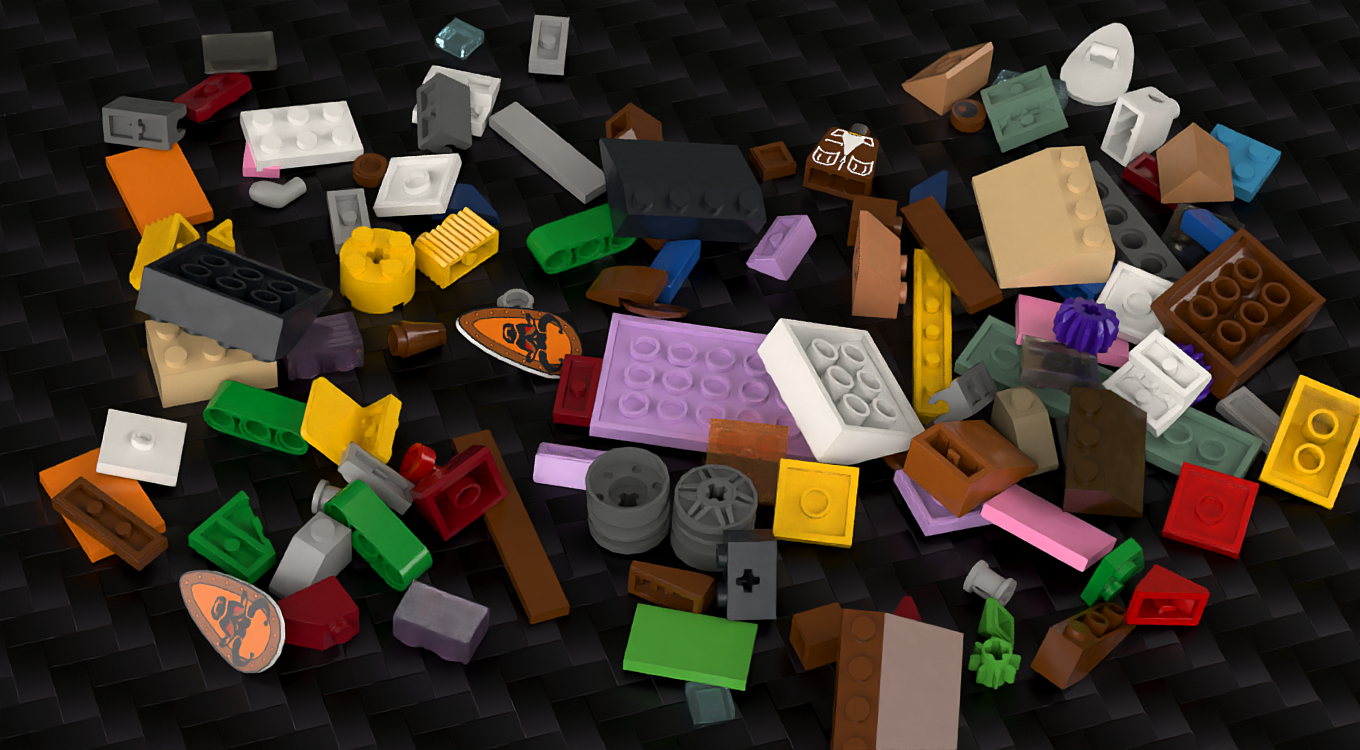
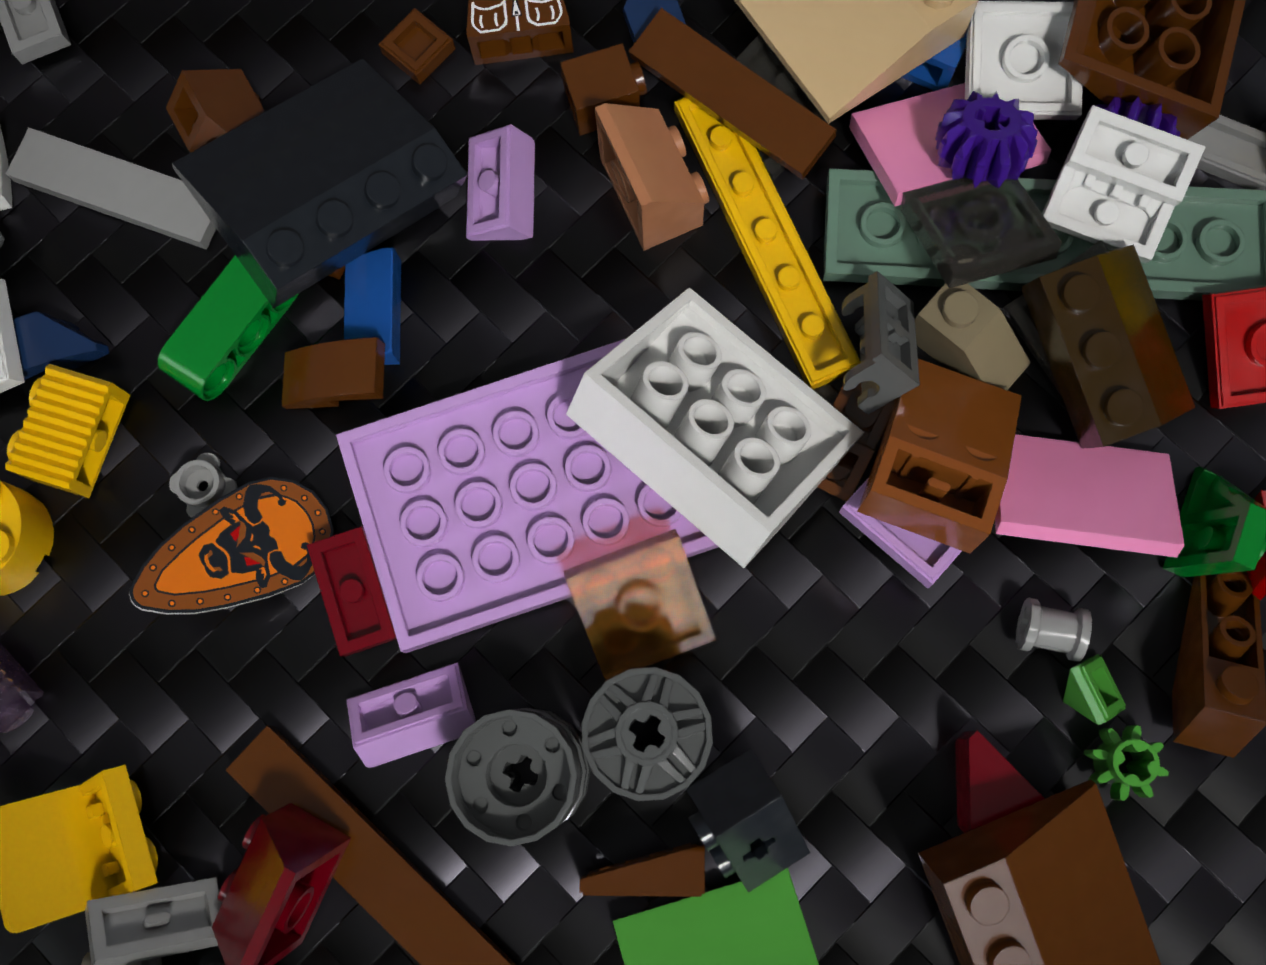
camera: 15 degrees left, 30 degrees up
(413, 337) = (89, 618): reddish brown cone -> none
(418, 463) = (203, 845): red tile -> none
(656, 311) = (405, 393): reddish brown piece -> none
(815, 503) = (767, 626): yellow plate -> none
(816, 635) = (885, 842): reddish brown brick -> none

